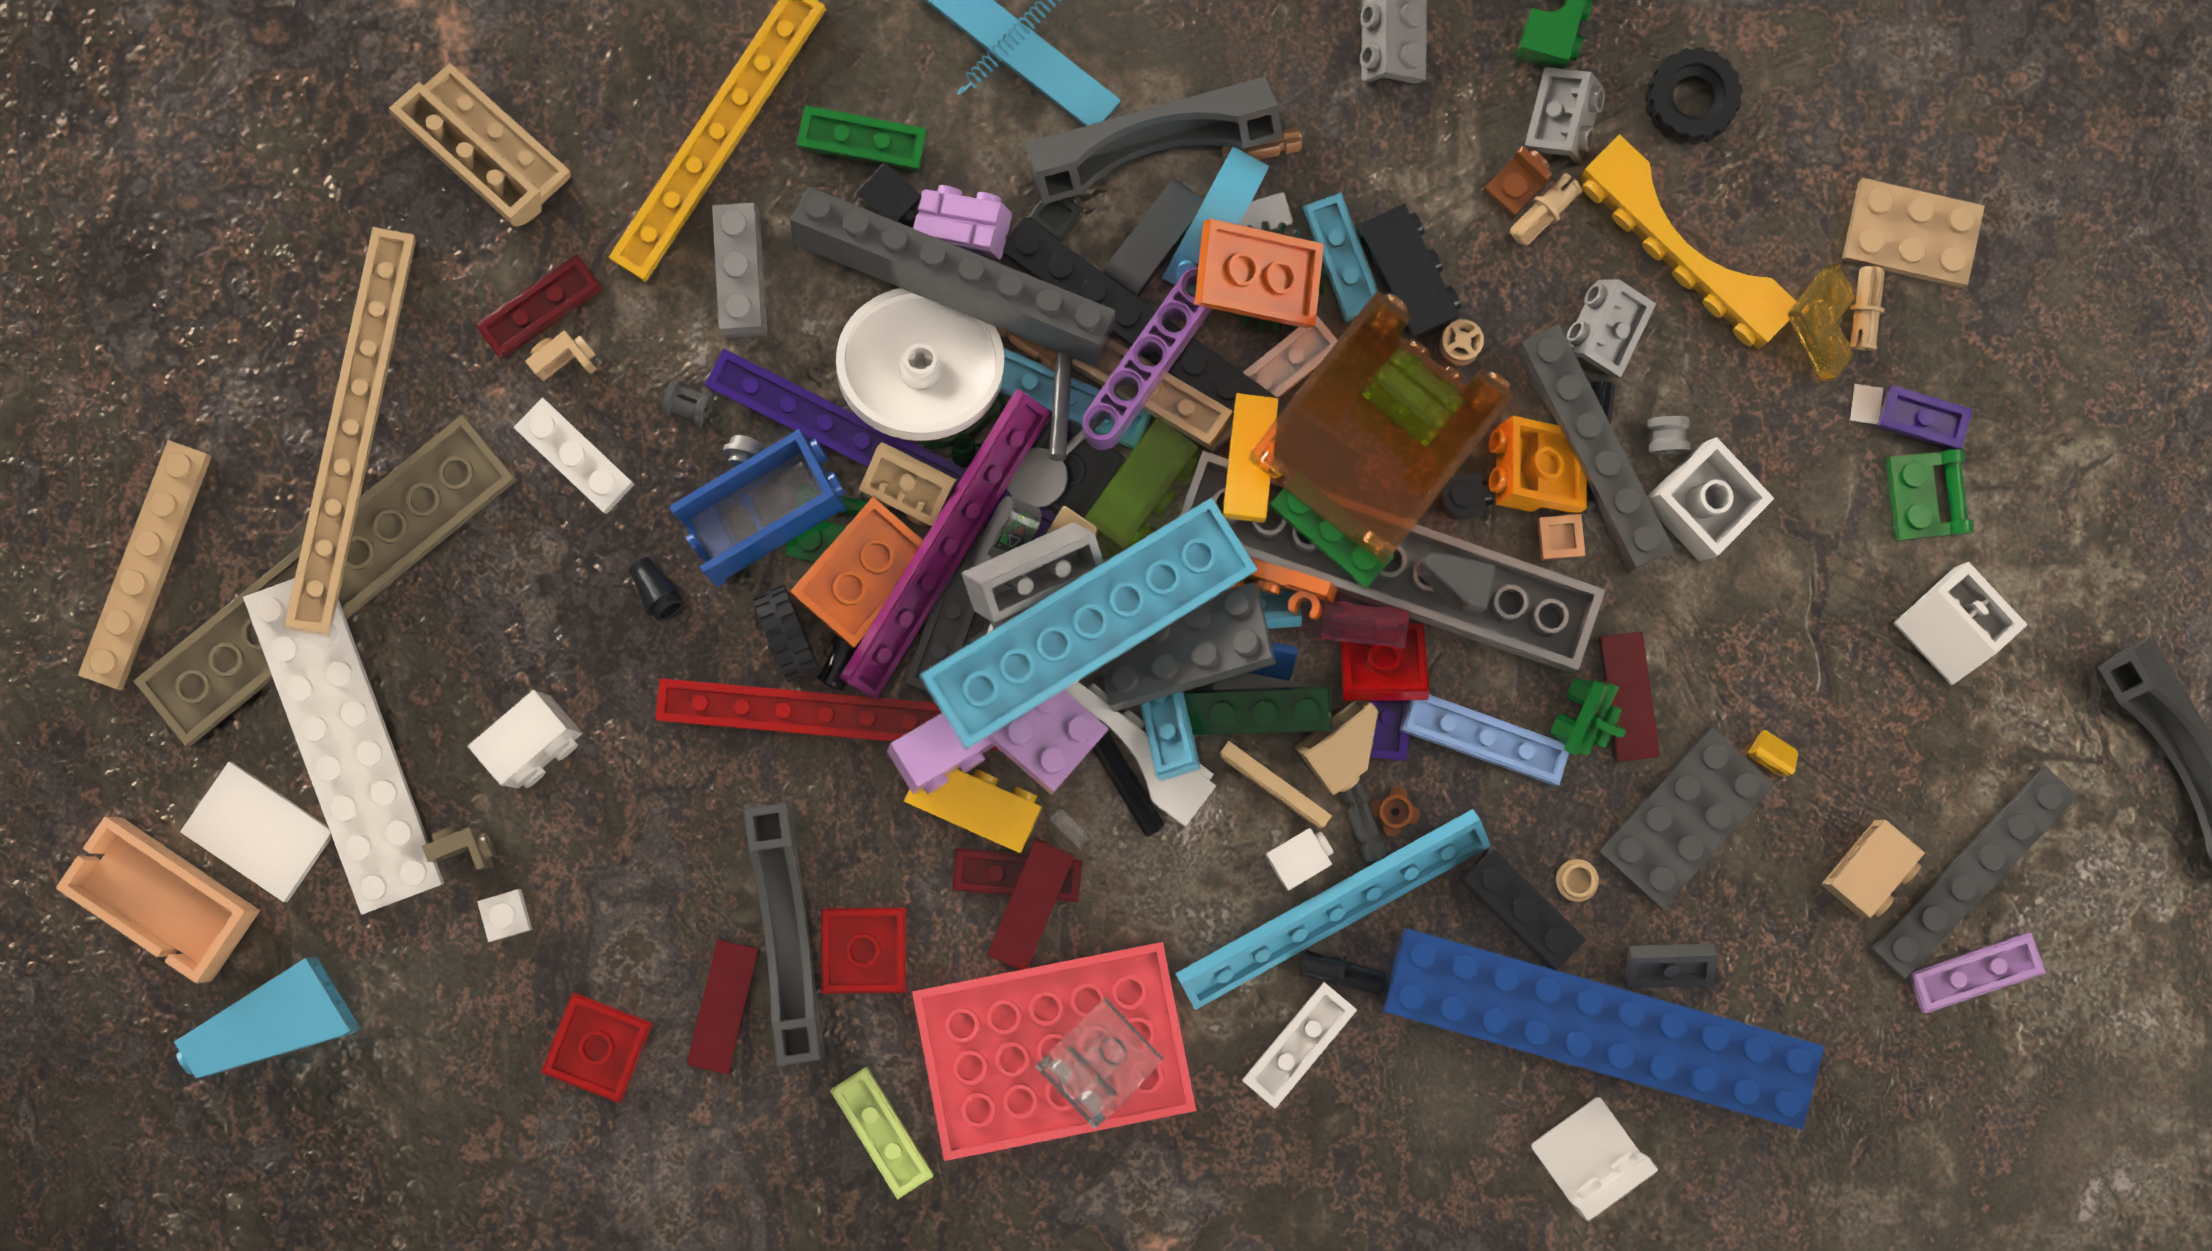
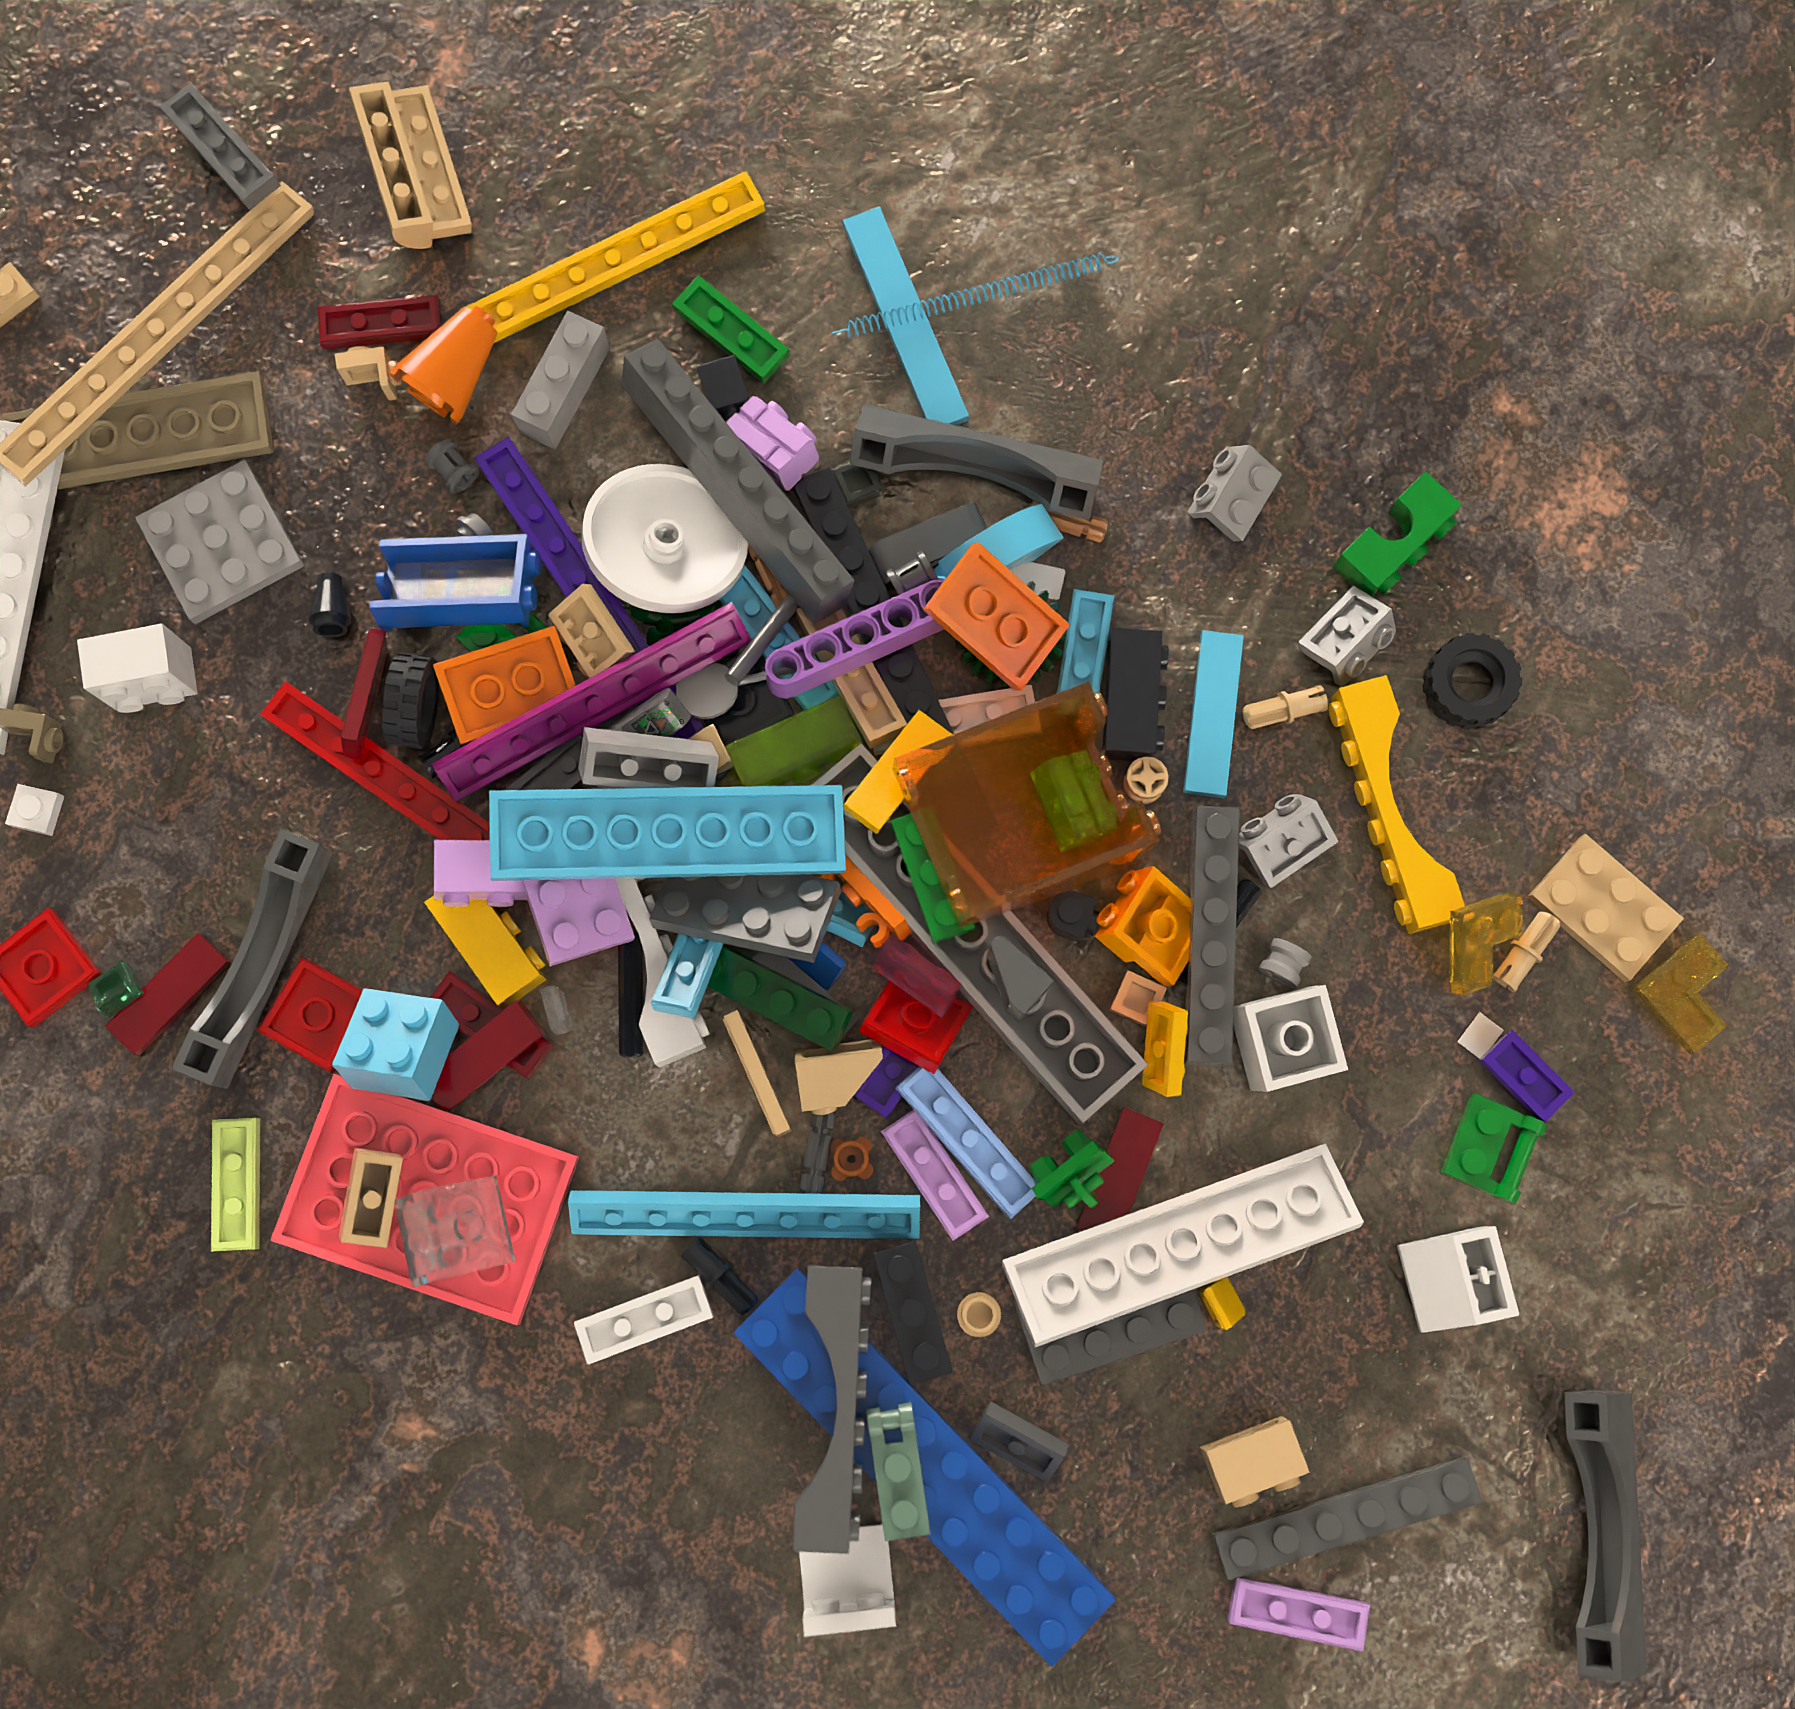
camera: 25 degrees right, 5 degrees down
(297, 226) = (220, 146): none -> dark grey plate
(519, 587) = (219, 542): none -> light grey plate
(574, 456) = (332, 459): white plate -> none
(634, 312) = (449, 363): none -> orange cone
(676, 1028) = (115, 989): none -> clear green tile
(739, 650) = (364, 693): none -> dark red tile
(955, 935) = (396, 1044): none -> medium azure brick
(1014, 1075) = (370, 1198): none -> tan brick
(1161, 276) = (912, 574): none -> dark grey bush
(1300, 858) = (741, 1151): white brick -> none
(1472, 784) = (935, 1174): none -> lavender tile
(1485, 250) = (1213, 714): none -> medium azure tile
(1519, 181) = (1276, 670): dark orange bracket -> none
(1545, 1103) = (824, 1507): none -> dark grey arch
(1591, 1046) = (898, 1474): none -> sand green plate
(1609, 566) = (1165, 1048): none -> yellow plate
(1715, 725) = (1180, 1244): none -> white plate
(2008, 271) = (1674, 996): none -> clear yellow plate

